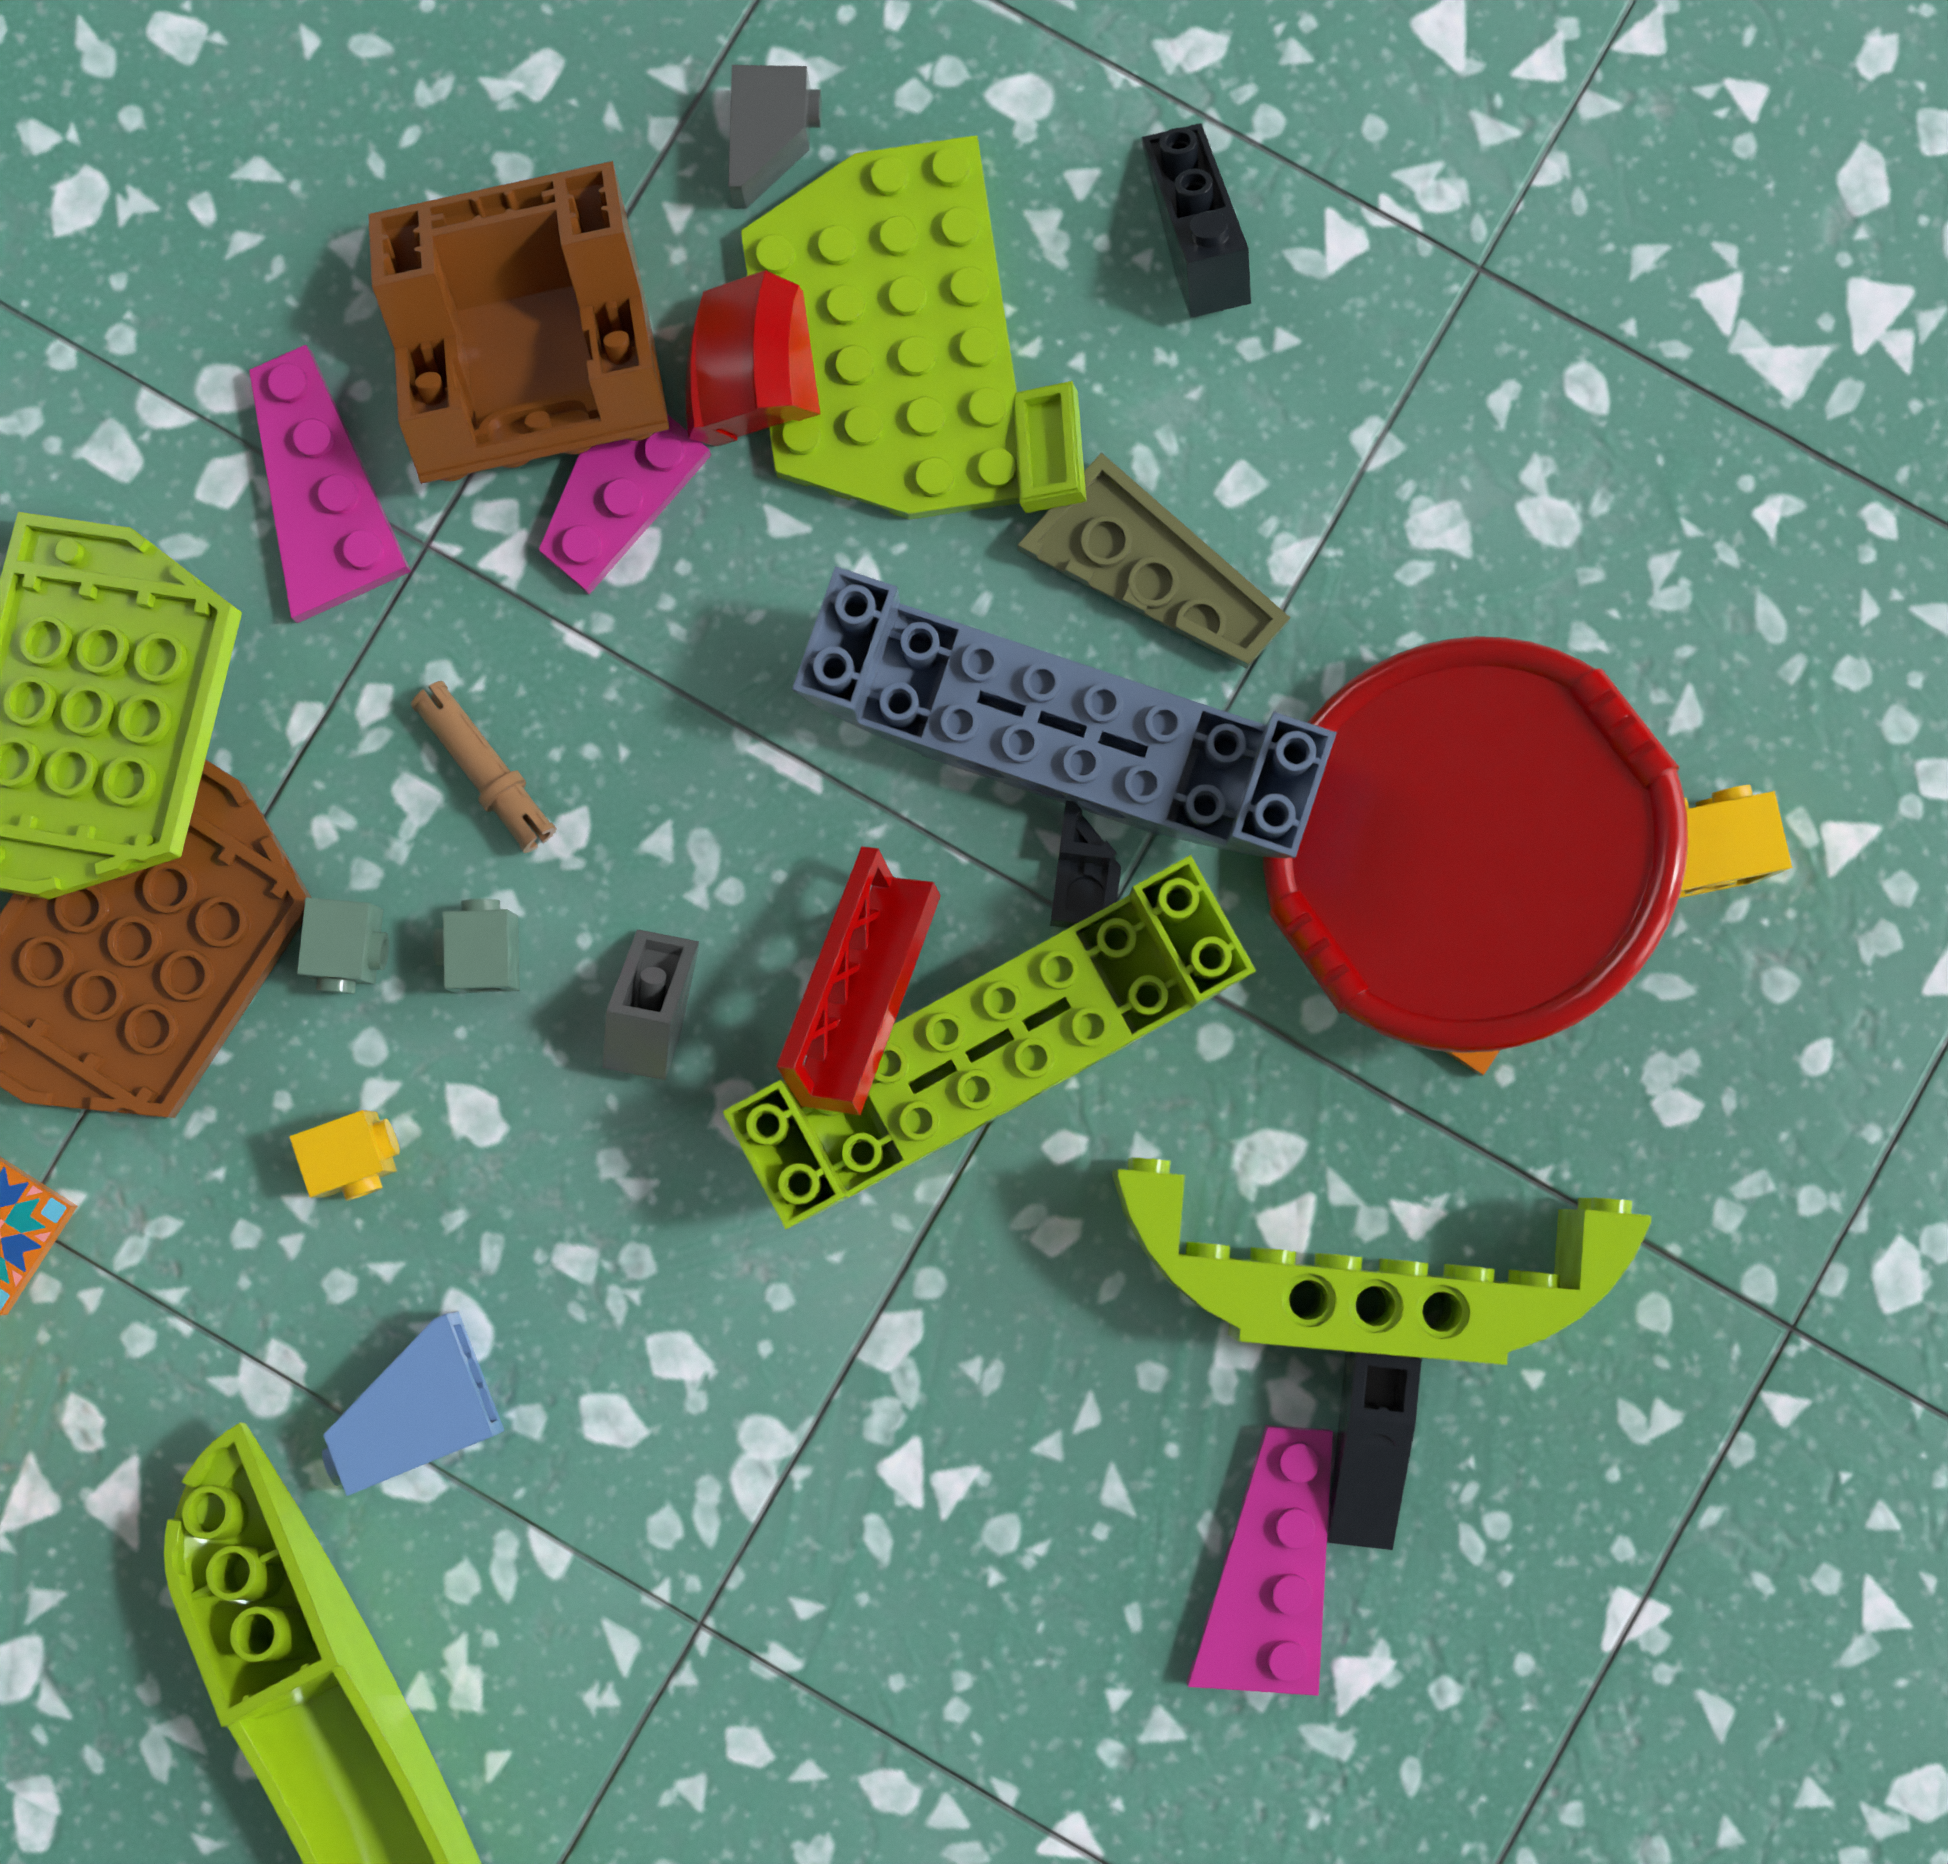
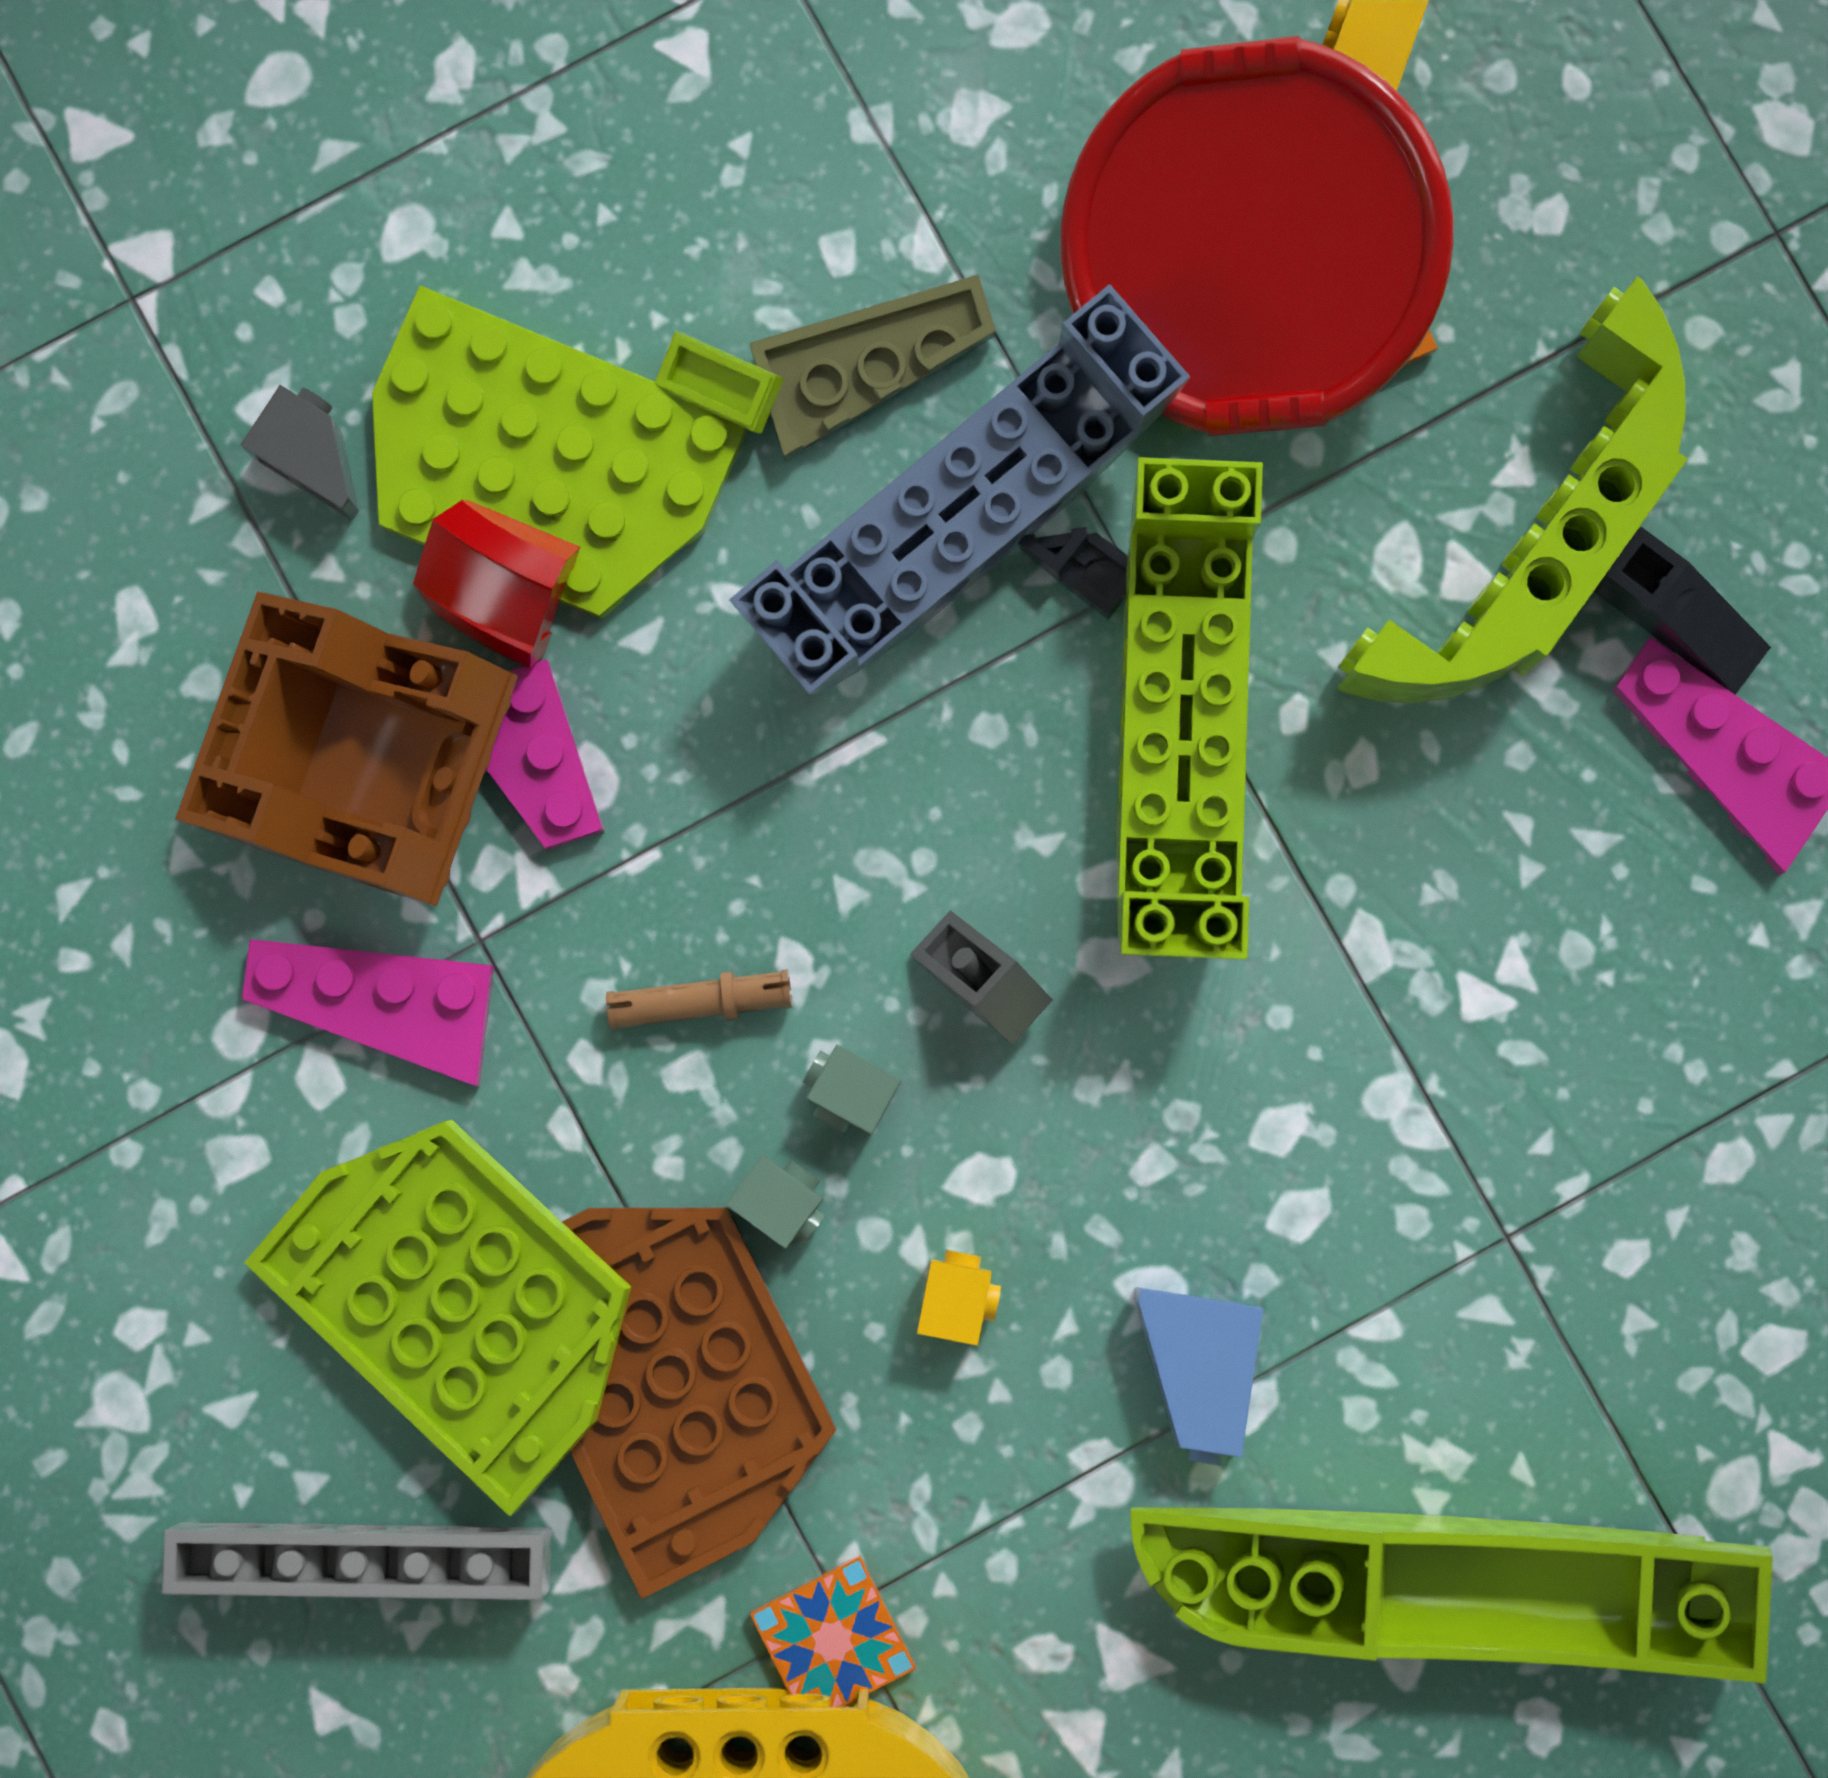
camera: 65 degrees left, 0 degrees up
(857, 986) = (1076, 792): red fence -> none
(1198, 221) = (604, 150): black slope -> none

